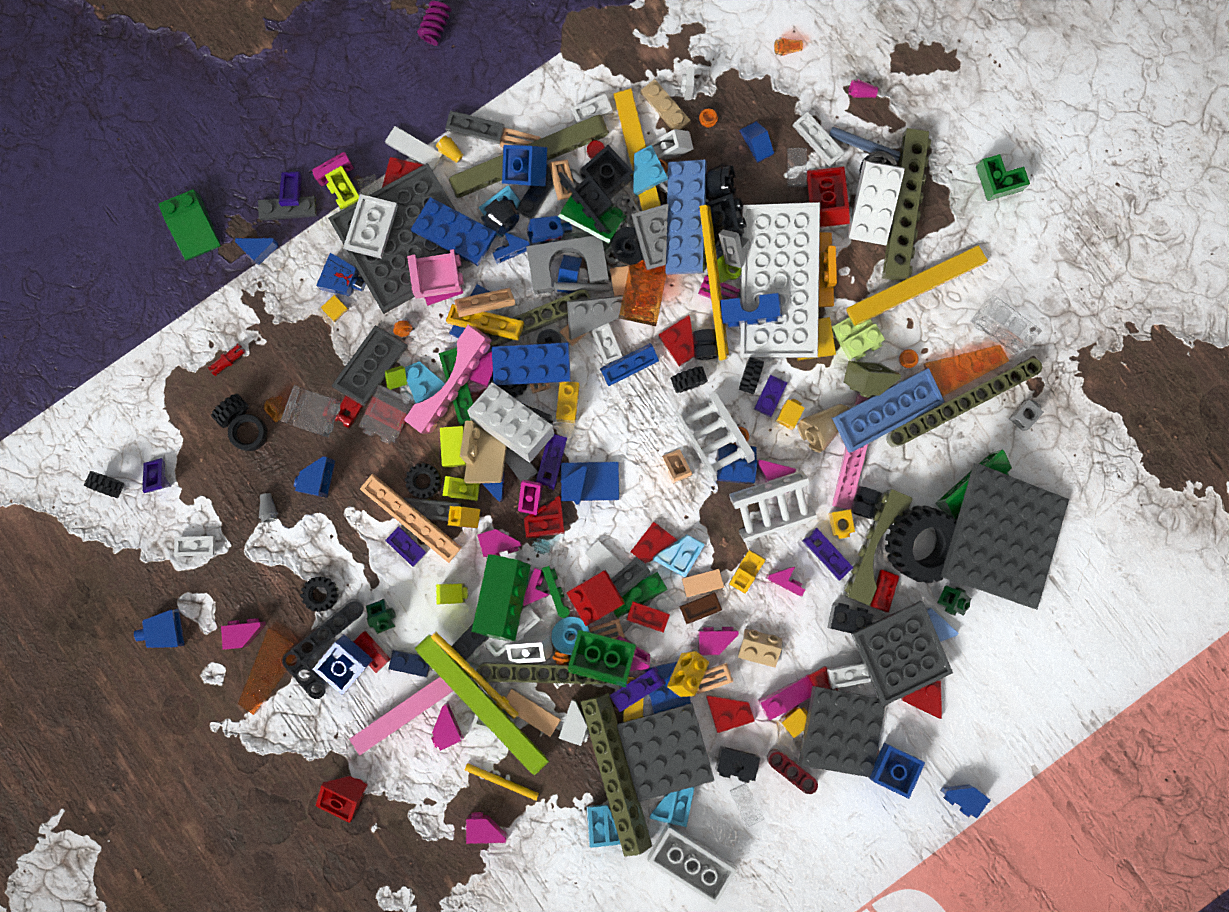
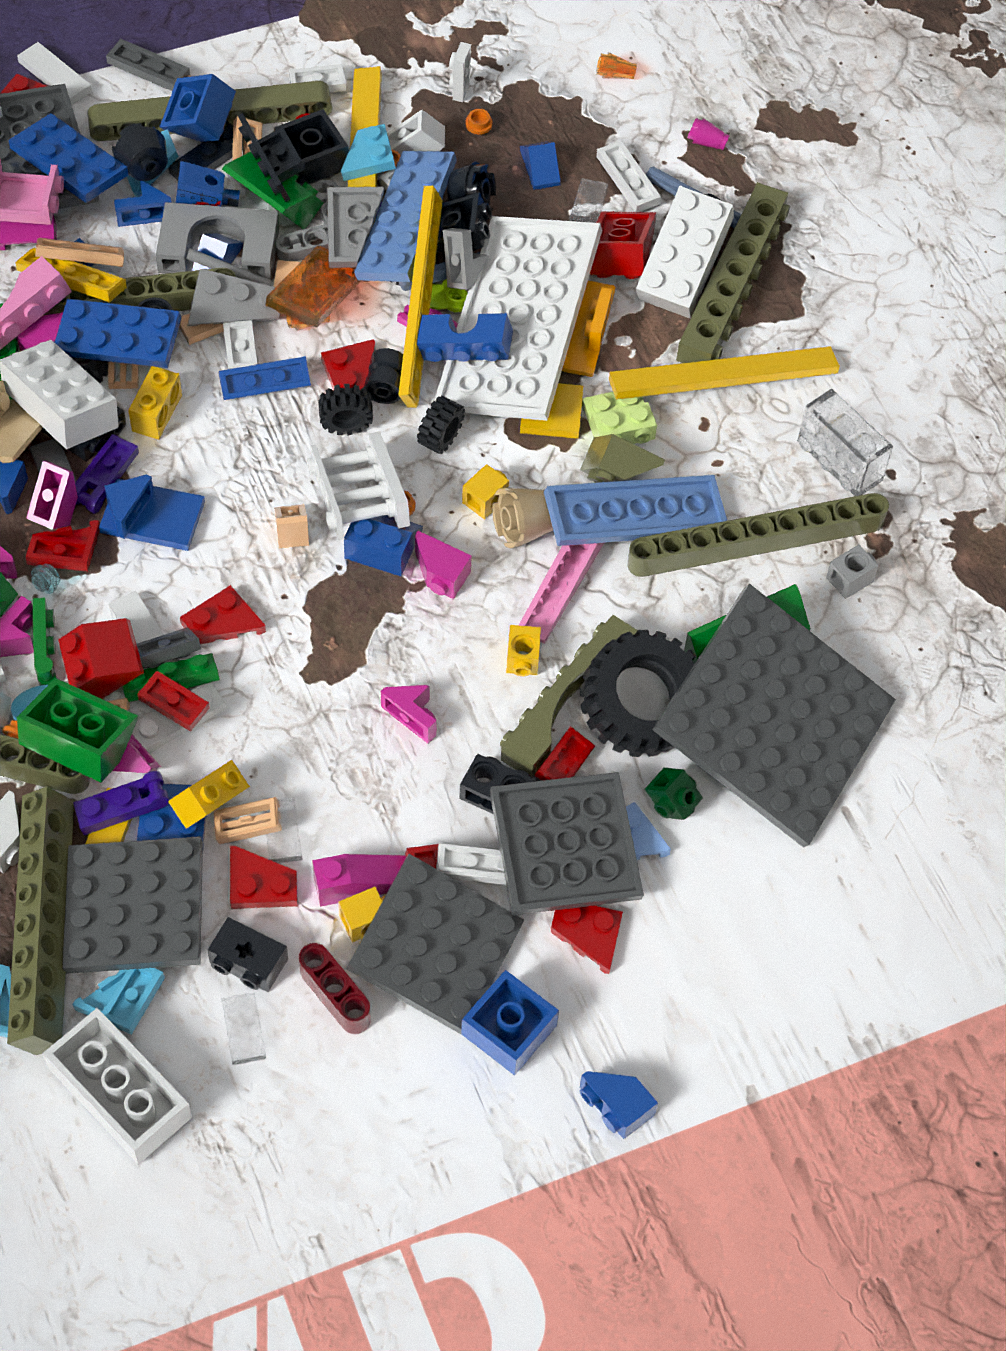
camera: 10 degrees right, 25 degrees down
(449, 148) = (102, 81): yellow cone -> none
(627, 236) = (308, 220): black dish -> none
(665, 106) = (420, 94): tan plate -> none
(680, 555) = (256, 636): medium azure wing -> none
(700, 608) = (264, 722): reddish brown tile -> none
(702, 583) = (278, 687): light nougat tile -> none
(715, 641) = (273, 767): dark pink slope -> none
(747, 571) = (355, 687): yellow slope -> none
(760, 493) = (403, 570): white fence -> none
(760, 647) = (339, 796): tan bracket -> none
(770, 396) = (463, 465): dark purple plate -> none
(828, 554) = (489, 691): dark purple plate -> none
(866, 502) = (568, 628): black wheel -> none
(908, 358) = (689, 463): orange plate -> none
(961, 369) = (771, 492): clear orange wing -> none
(997, 181) = (879, 274): green brick -> none

